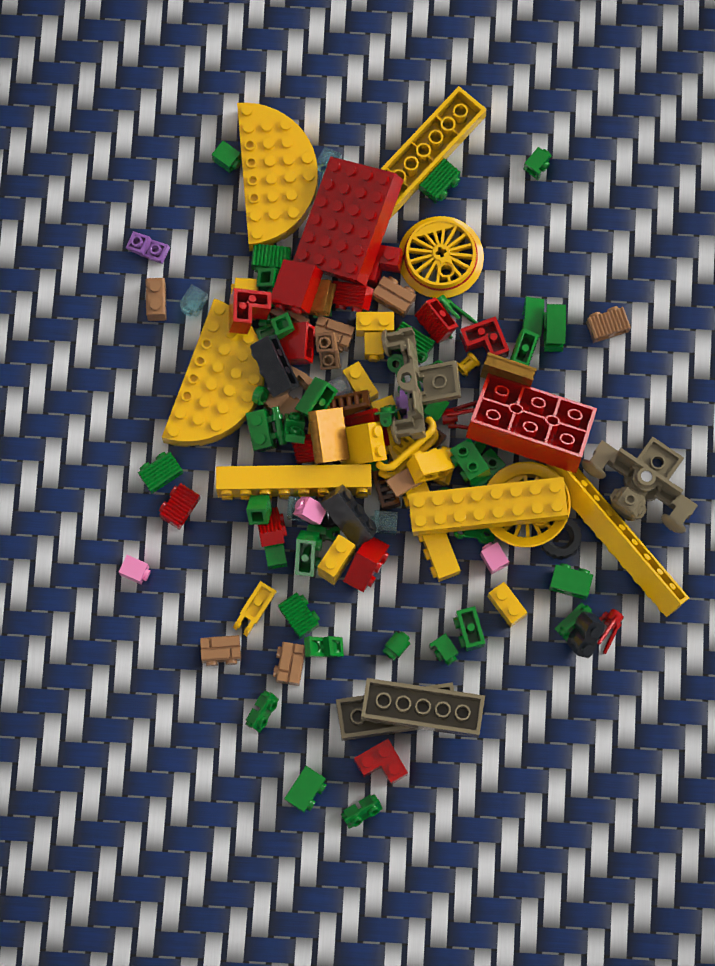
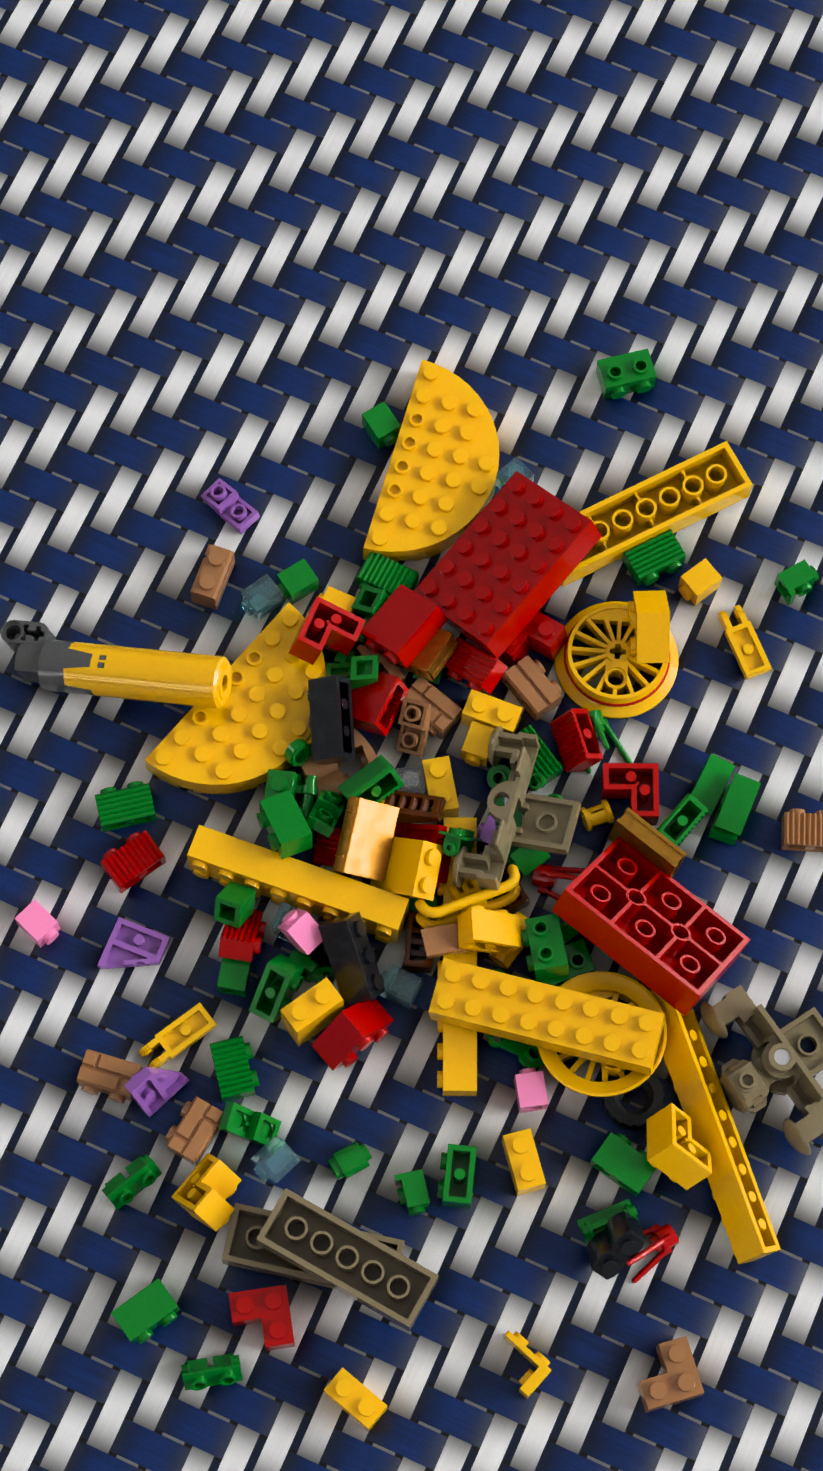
camera: 20 degrees right, 5 degrees down
(119, 384) = (117, 670): none -> yellow piece
(202, 561) = (133, 946): none -> medium lavender wing
(213, 281) = (297, 581): none -> green brick
(253, 646) = (154, 1087): none -> medium lavender wing
(272, 445) = (285, 824): none -> green brick
(313, 699) = (206, 1192): none -> yellow brick
(349, 663) = (274, 1160): none -> clear light blue brick
(374, 63) = (626, 374): none -> green brick
(458, 227) = (651, 620): none -> yellow brick
(459, 793) = (355, 1399): none -> yellow brick
(475, 186) = (699, 582): none -> yellow brick
(520, 216) = (745, 644): none -> yellow hinge
(564, 738) = (530, 1379): none -> yellow bracket
(600, 560) = (674, 1150): none -> yellow brick
(656, 703) = (679, 1379): none -> medium nougat brick

